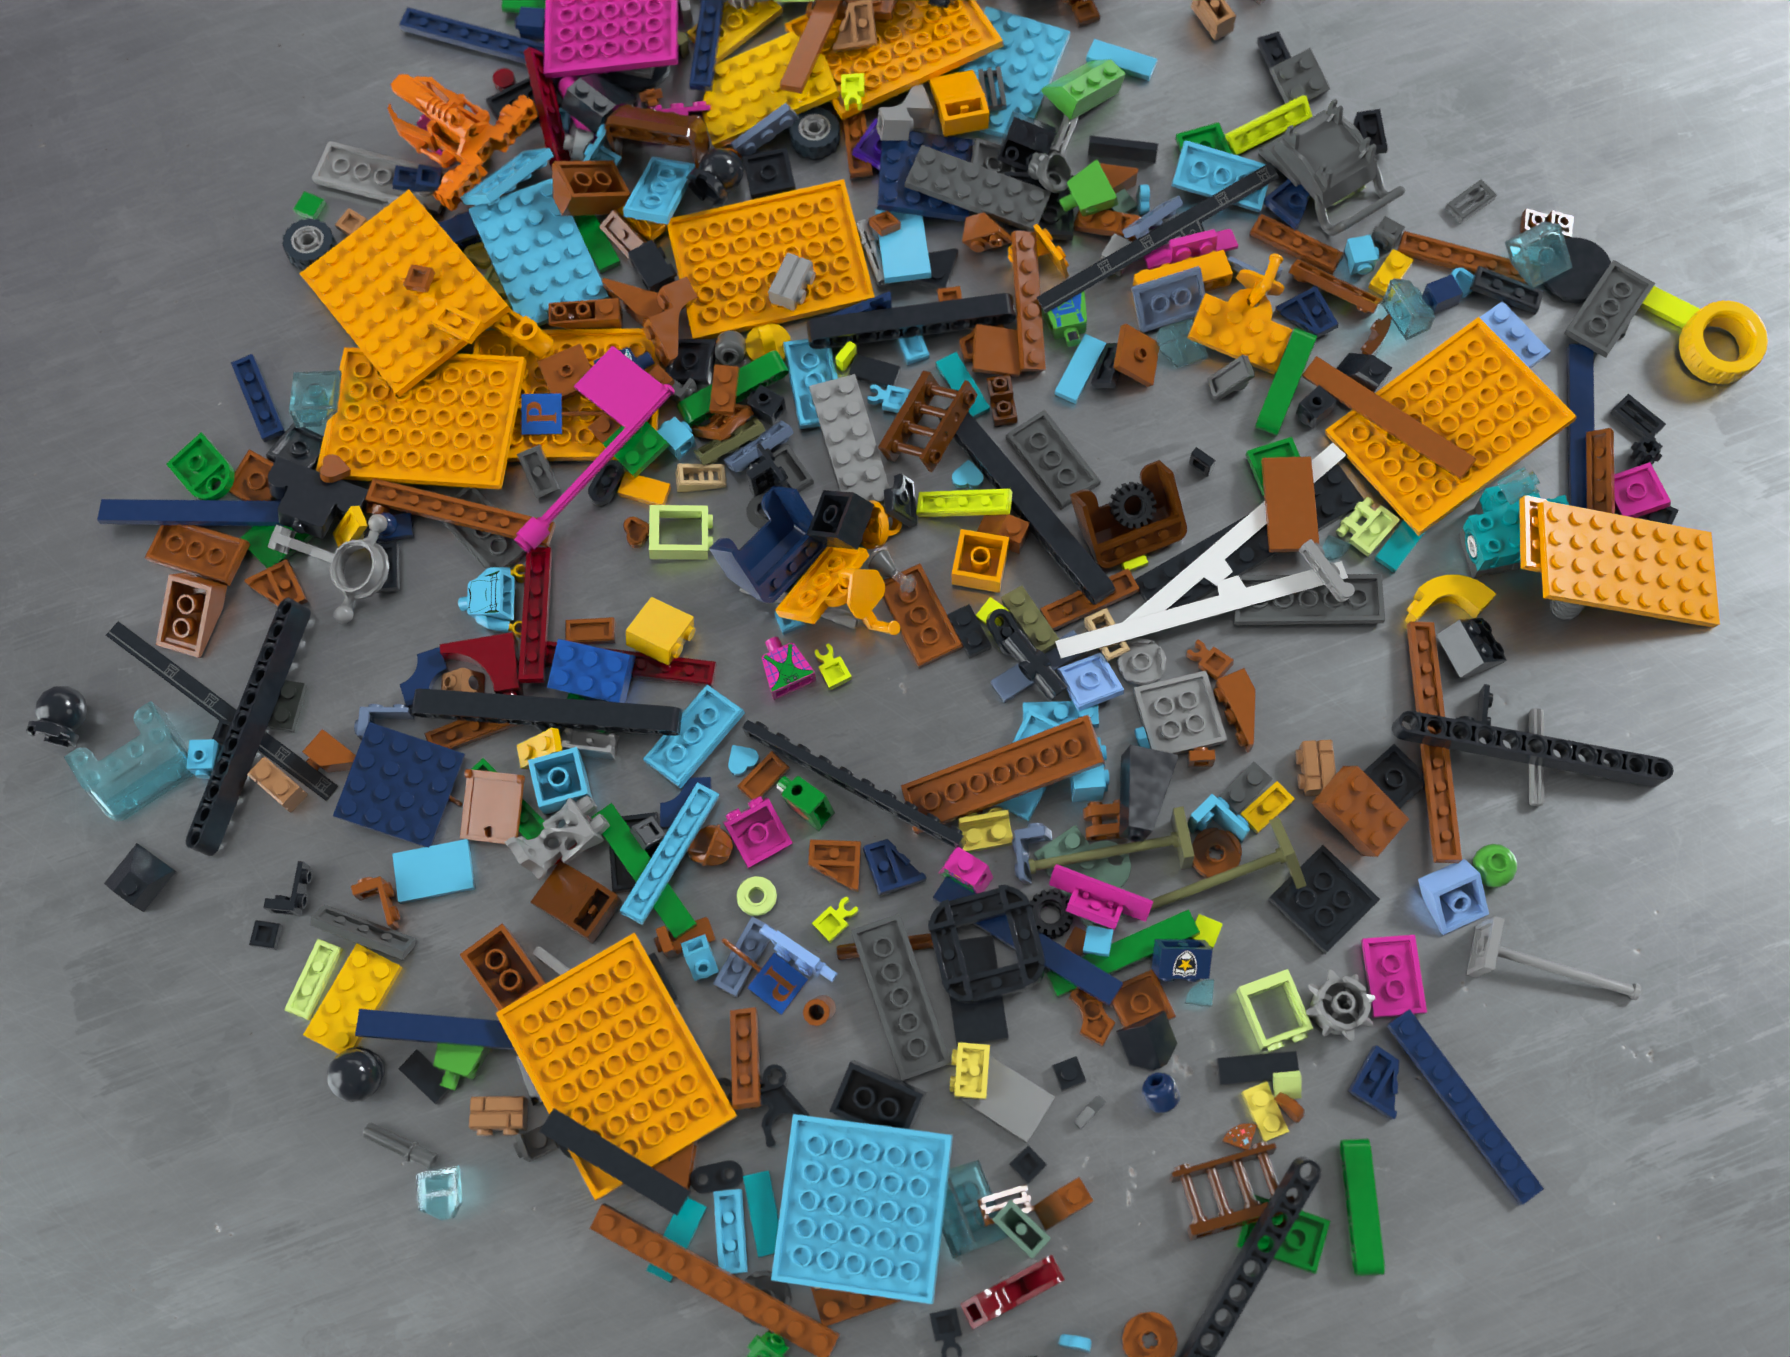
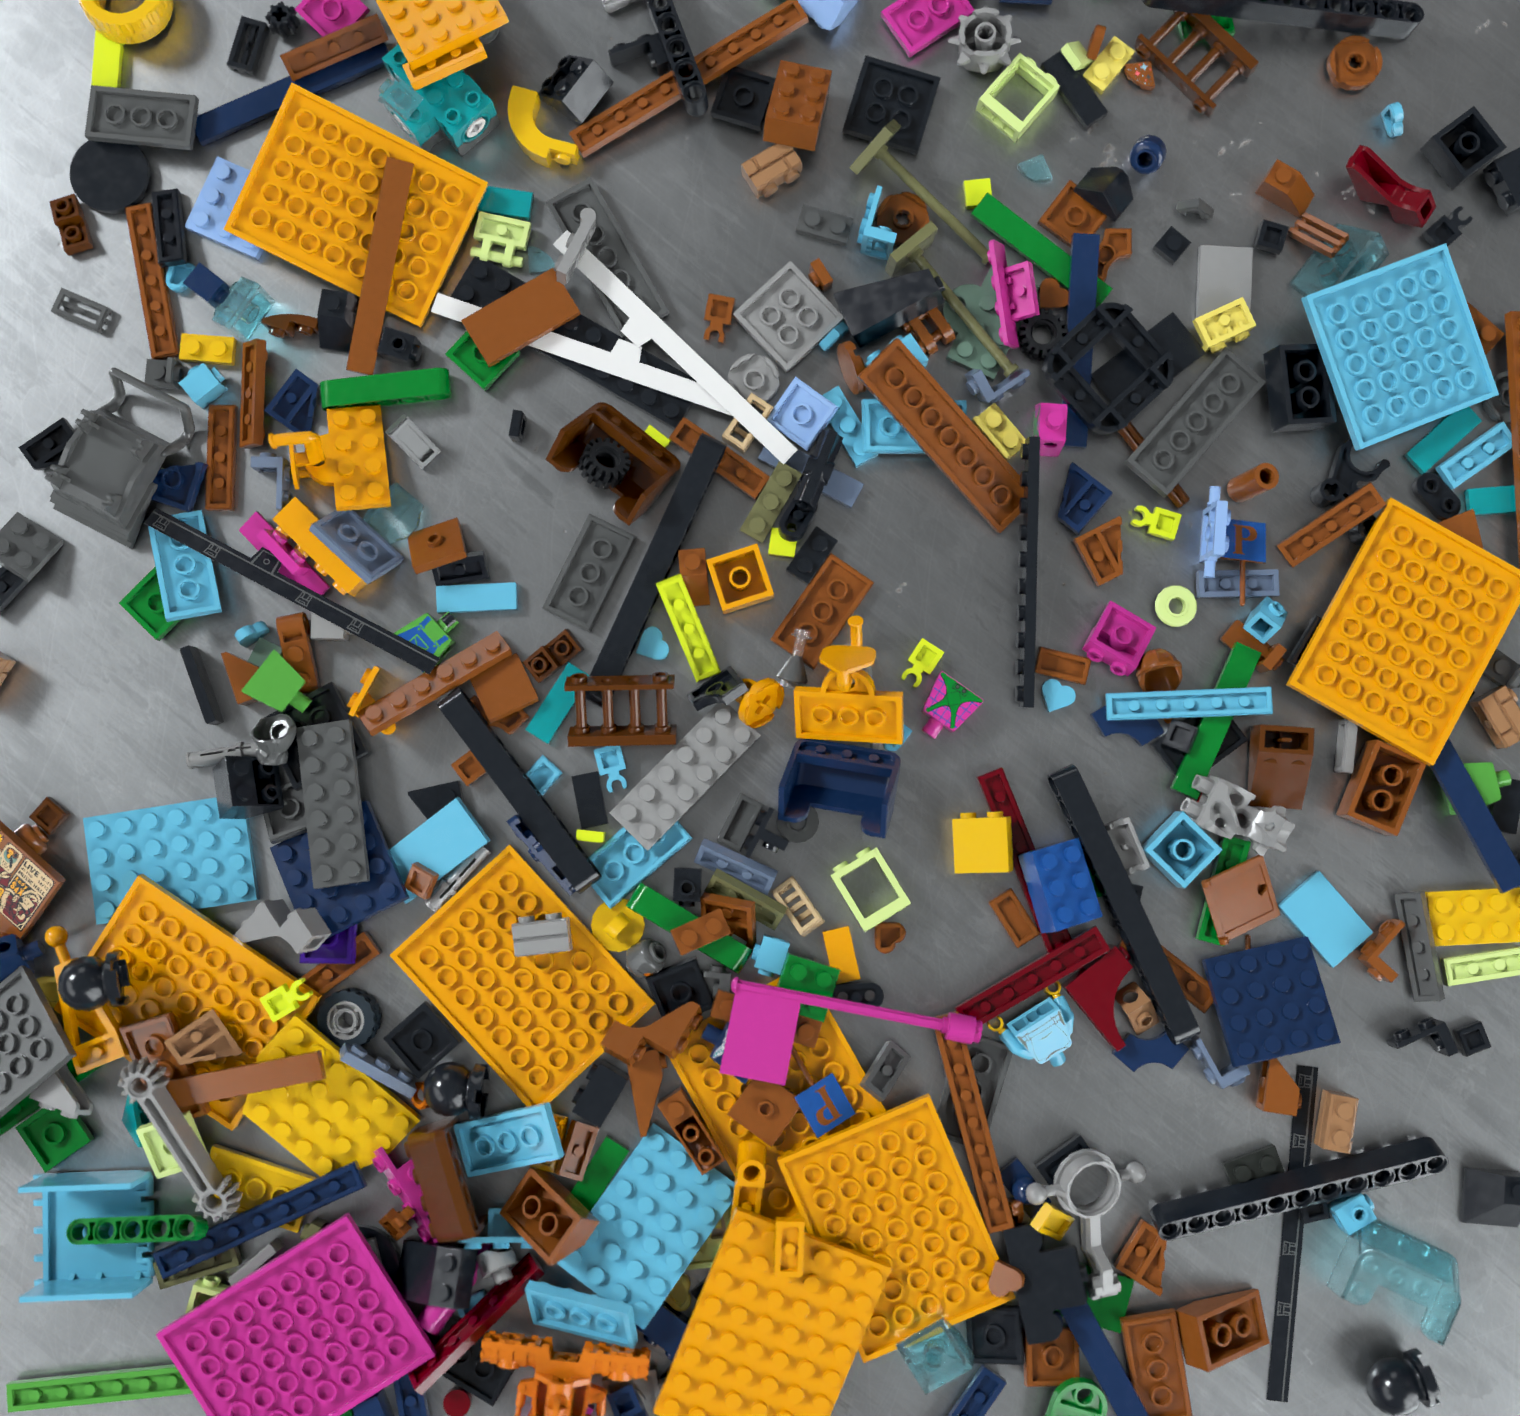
camera: 125 degrees left, 15 degrees up
(419, 278) = (758, 1325): dark orange plate -> none
(539, 745) = (1160, 889): yellow plate -> none
(615, 1161) = (1495, 577): black tile -> none
(702, 729) = (1045, 748): medium azure tile -> none
(806, 801) = (1070, 599): green torso -> none
(840, 519) = (779, 731): black brick -> none
(960, 103) = (236, 881): light orange slope -> none
(983, 233) = (376, 770): dark orange slope -> none
(990, 73) = (182, 871): dark grey tile -> none
(1021, 1229) = (1334, 204): sand green slope -> none
(1085, 87) = (146, 764): bright green slope -> none
(1098, 941) = (1047, 276): medium azure tile -> none
(1113, 737) = (851, 366): none -> dark orange tile
(1129, 61) = (90, 746): medium azure tile -> none
(1153, 218) = (271, 608): sand blue plate -> none
(1181, 959) = (1021, 194): dark blue brick -> none
(1238, 698) = (745, 268): dark orange slope -> none
(1267, 807) = (833, 195): yellow plate -> none
(1268, 125) = (95, 551): neon yellow tile -> none
(1539, 253) = (113, 210): clear light blue slope -> none

